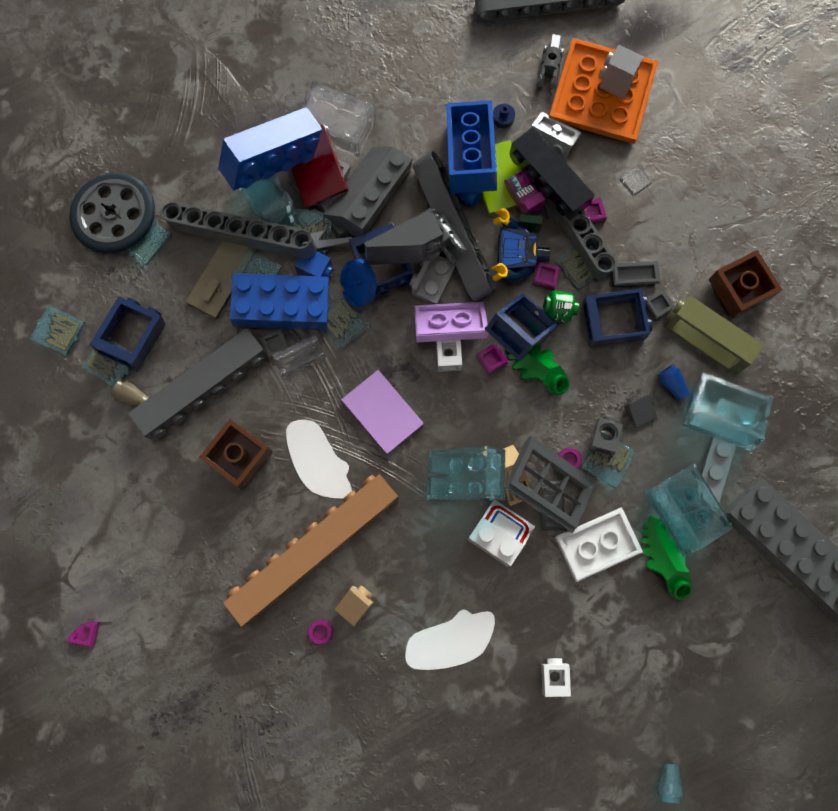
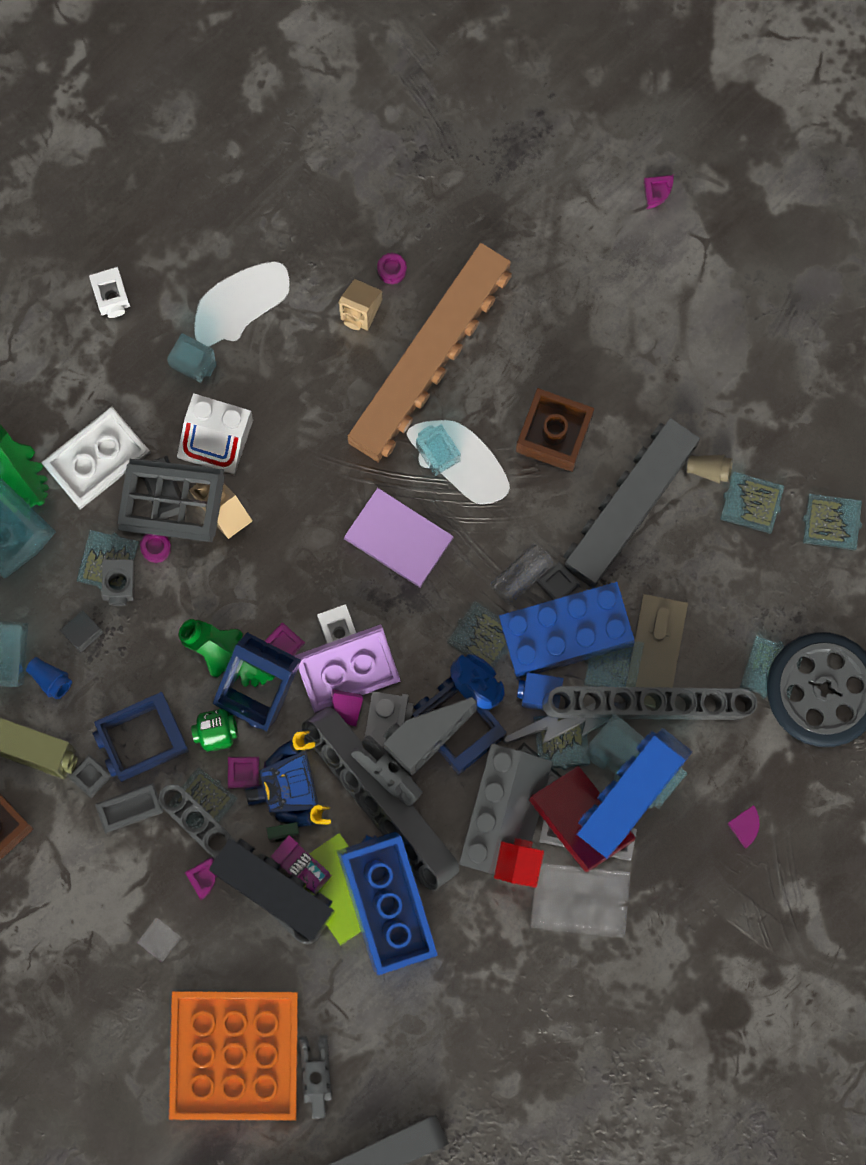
camera: 165 degrees right, 0 degrees up
(137, 357) = (743, 507): dark blue window -> none
(203, 139) = (746, 826): none -> magenta tile
(331, 468) = (437, 449): none -> clear light blue brick
(370, 145) = (519, 863): none -> red brick
(458, 297) = (347, 705): none -> magenta tile
(470, 473) = (267, 475): clear light blue piece -> none
(502, 601) = (192, 358): none -> clear light blue brick
(503, 115) = (363, 988): dark blue tile -> none
(557, 134) = (284, 966): light grey bracket -> none
(620, 71) = (217, 1065): light grey brick -> none

